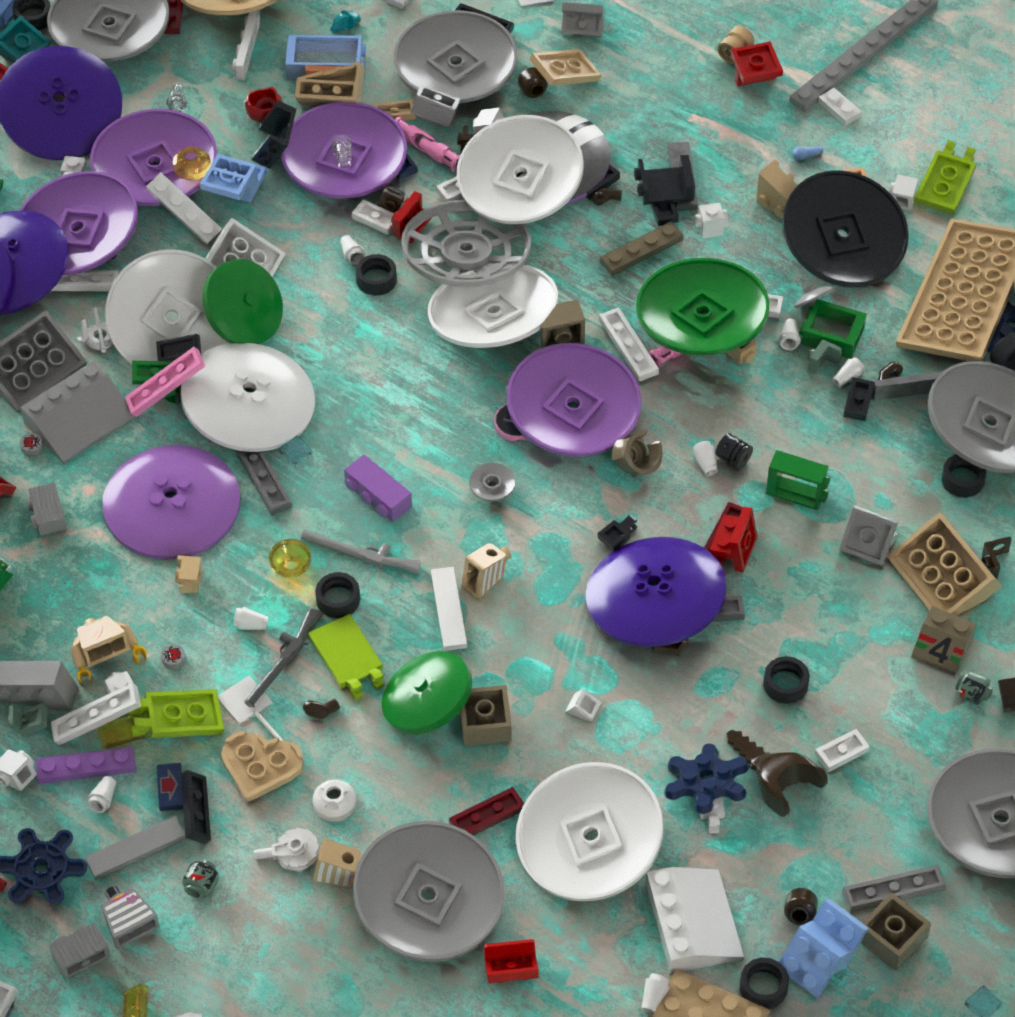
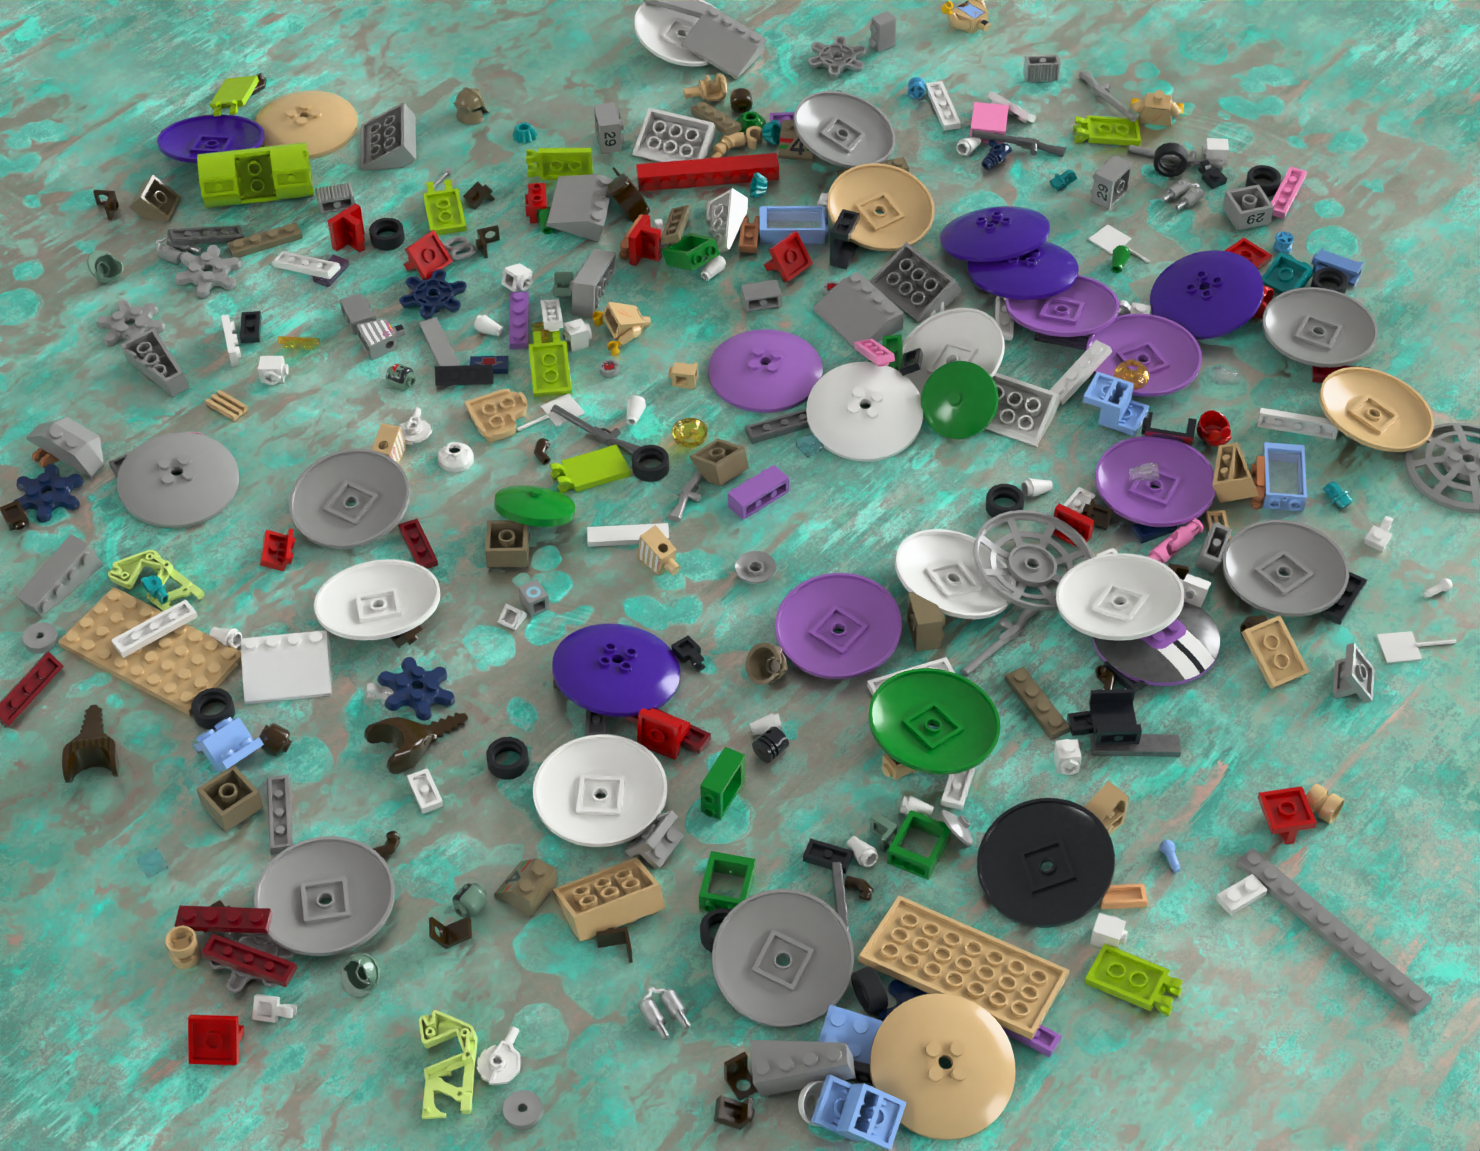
camera: 95 degrees right, 5 degrees down
(336, 523) = (720, 461): none -> dark tan slope
(554, 269) = (1011, 633): none -> light grey piece
(558, 683) = (533, 597): none -> light grey brick
(828, 559) = (595, 765): none -> white dish
(908, 489) = (729, 865): none -> green window
(917, 774) = (390, 845): none -> dark brown arm

